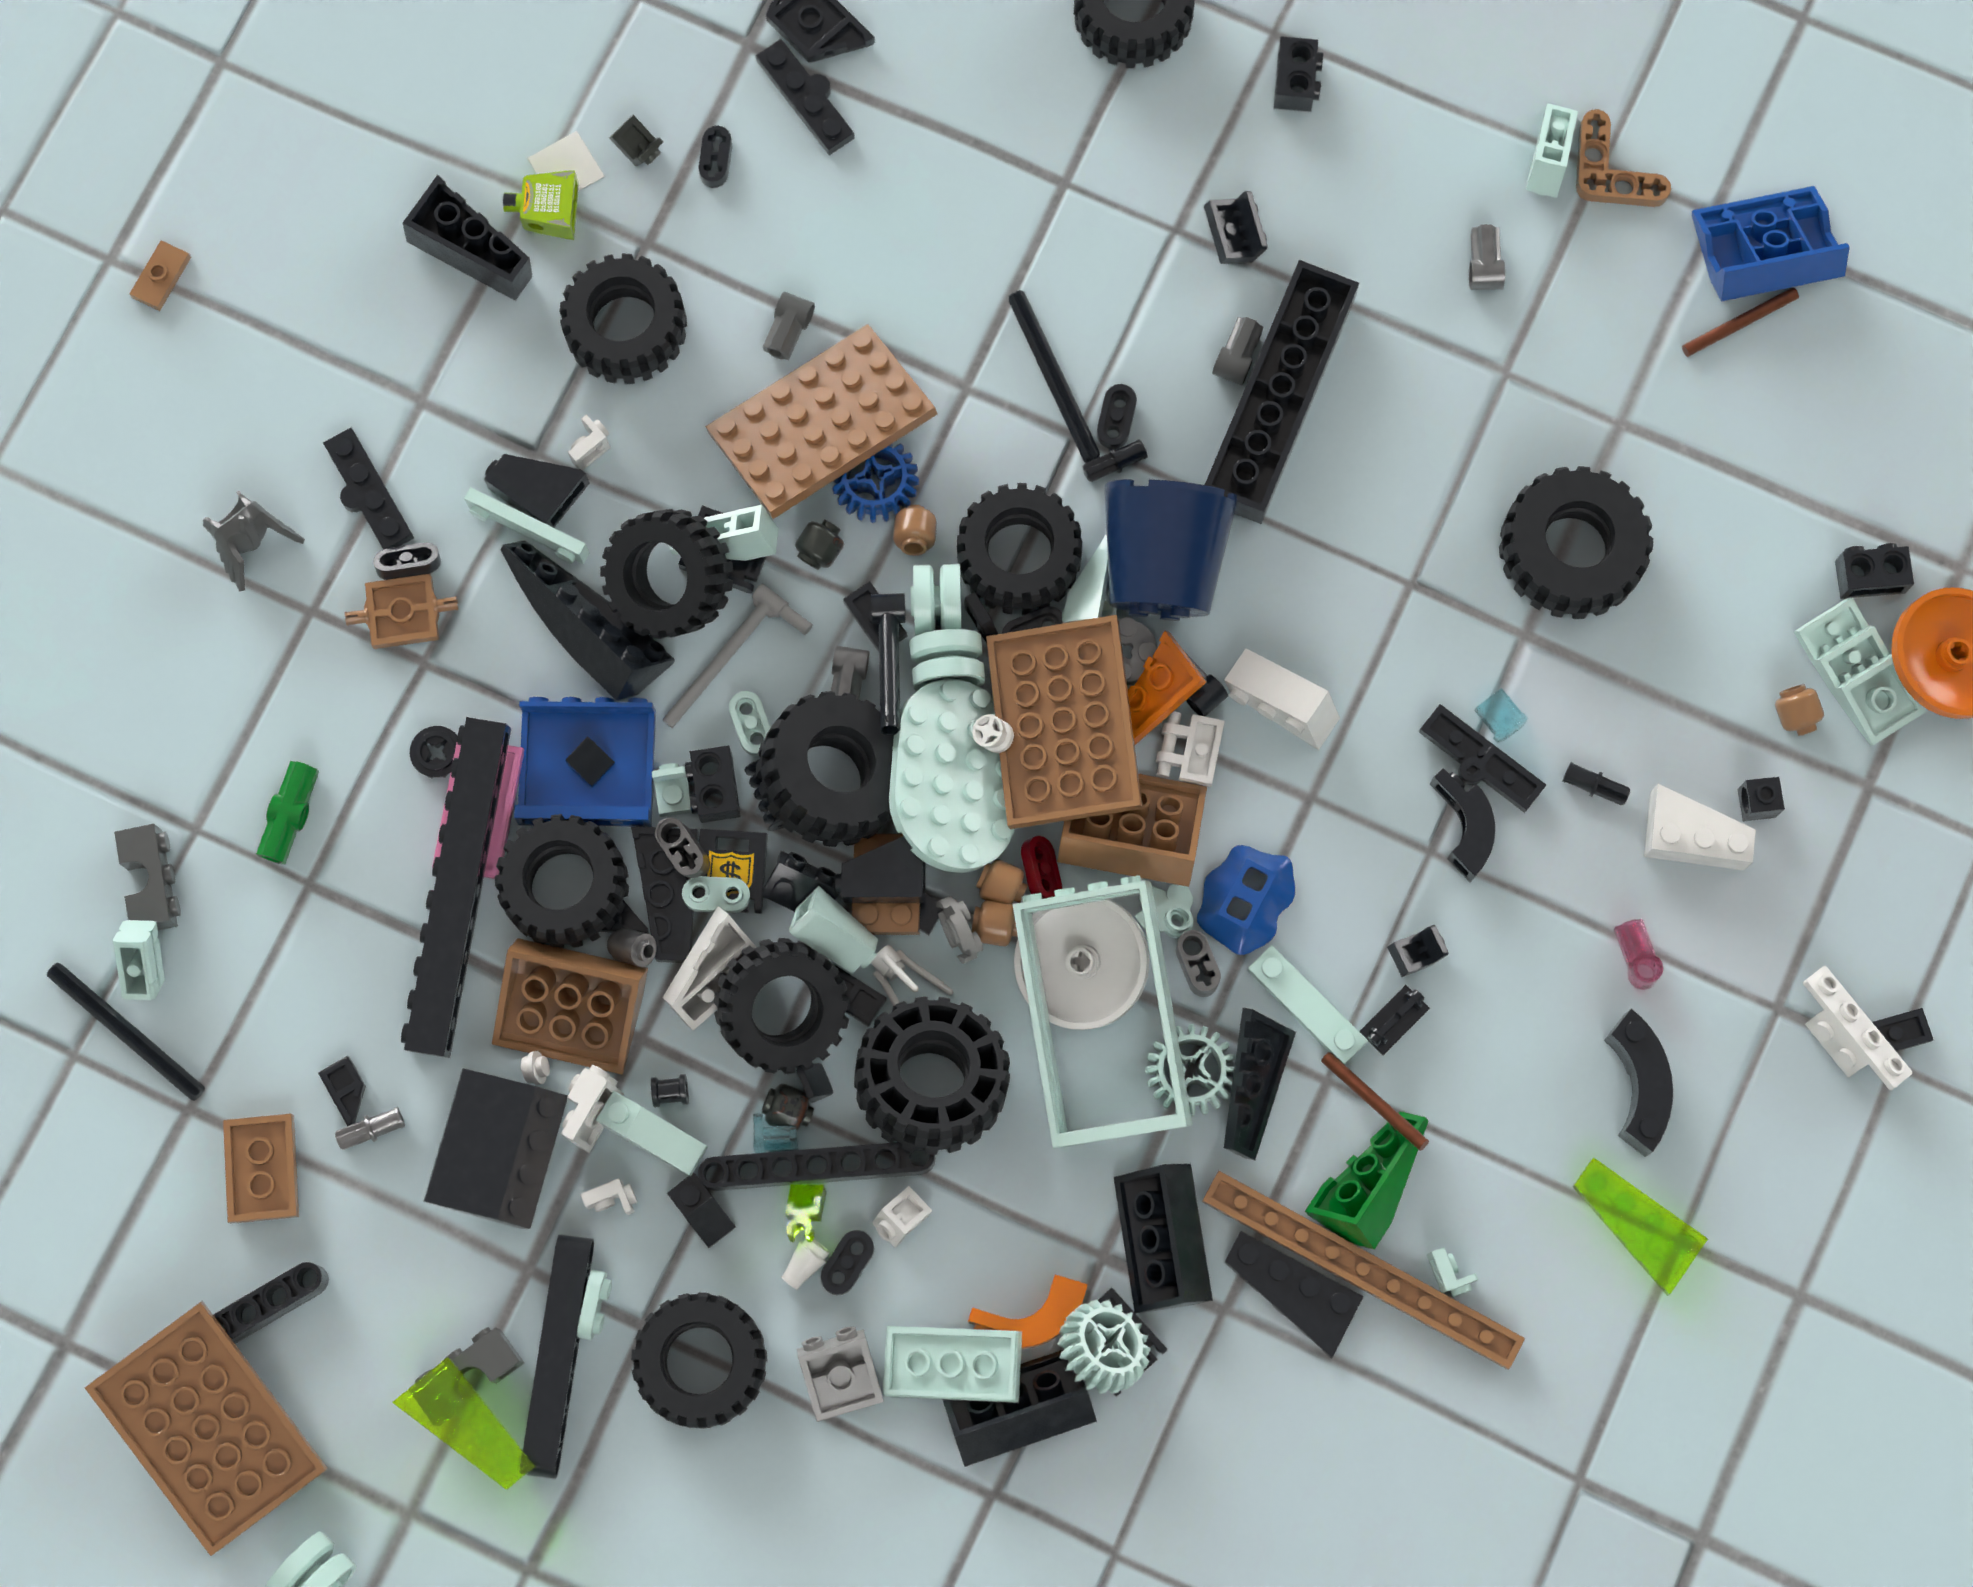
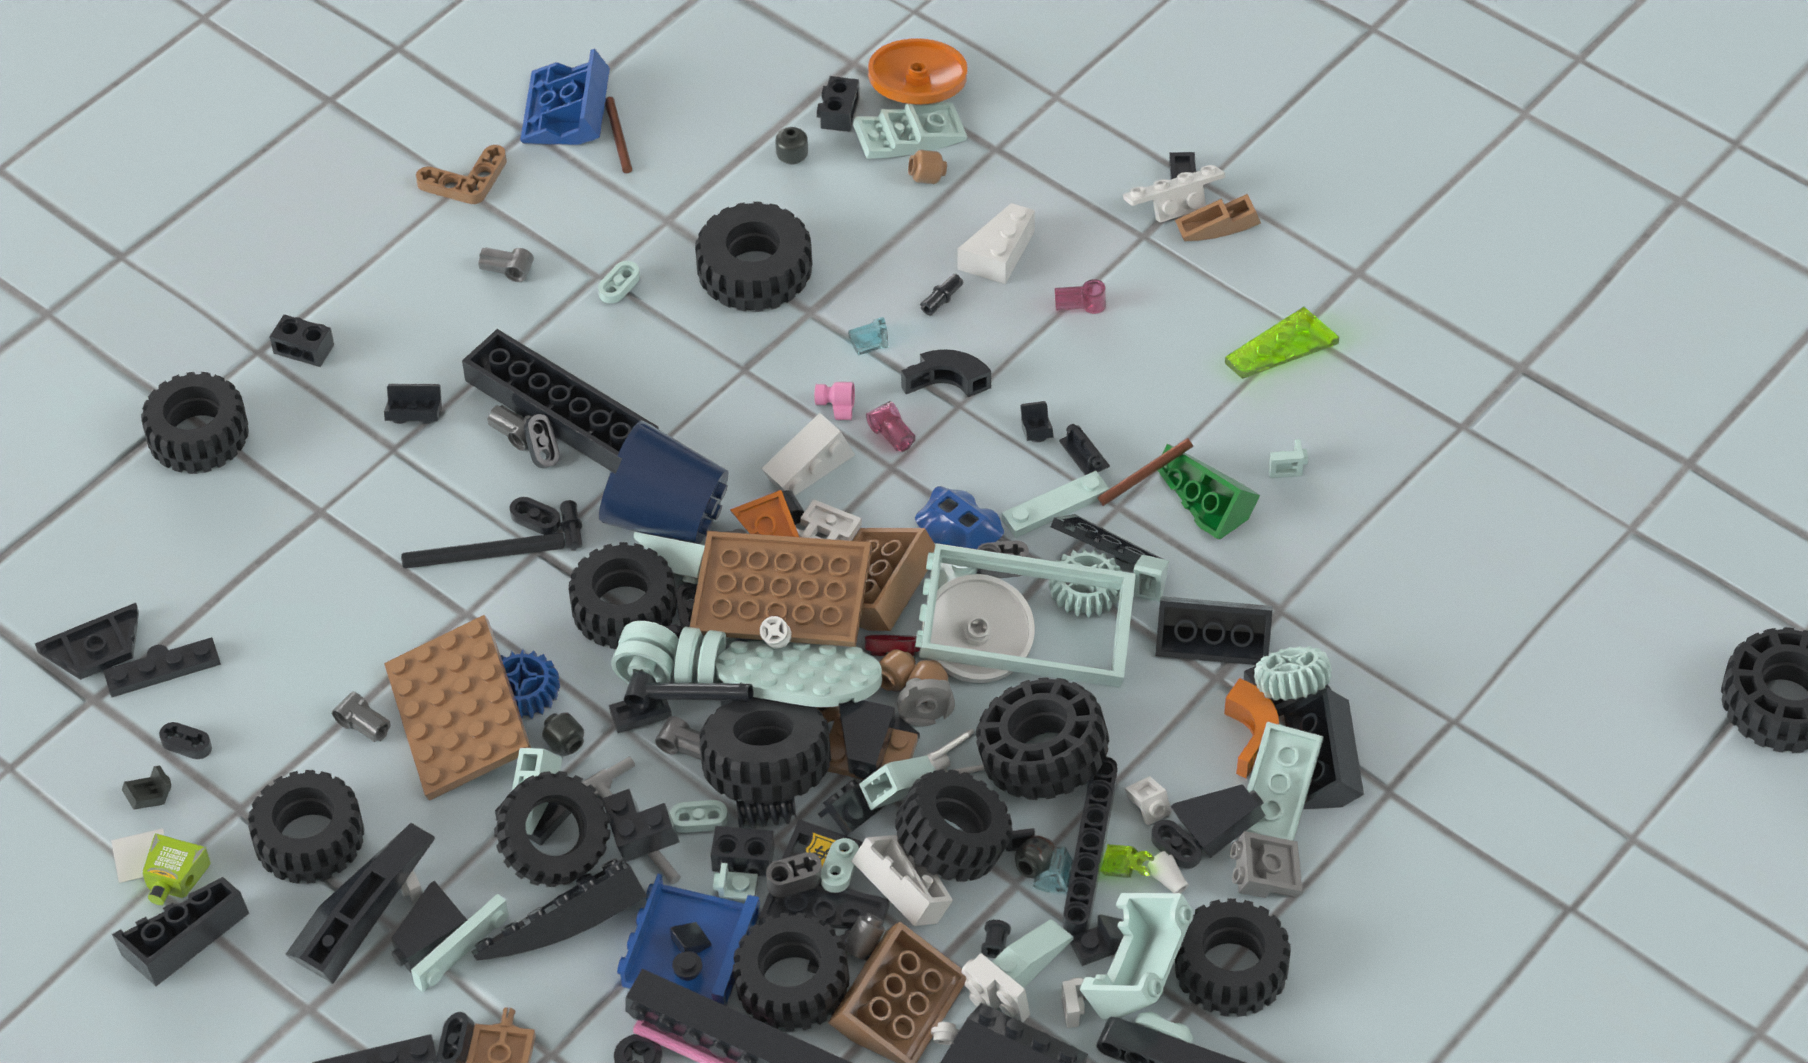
camera: 75 degrees left, 25 degrees down
(532, 403) = (356, 906): none -> black wedge
(550, 769) = (687, 965): none -> black plate
(655, 1259) = (1151, 939): none -> light aqua windscreen
(701, 658) = (637, 831): none -> black brick
(885, 1302) = (1219, 816): none -> black slope
(914, 530) = (577, 666): medium nougat head -> none
(1213, 1143) = (1150, 577): none -> light aqua slope
(1220, 387) = (543, 441): none -> plate
(1304, 1296) = (1276, 559): black wing -> none
(1363, 1270) = (1270, 514): medium nougat plate -> none
(1369, 774) = (888, 422): none -> clear pink piece
(1395, 707) = (840, 395): none -> bright pink piece
(1481, 759) = (898, 354): black hinge -> none
(1496, 395) = (615, 285): none -> light aqua plate
(1552, 150) = (439, 204): light aqua slope -> none
(1650, 1081) = (1177, 309): black brick -> none
(1761, 799) = (986, 201): black brick -> none
(1779, 534) = (791, 145): none -> pearl dark grey head
(1827, 1097) = (1218, 219): none -> medium nougat slope

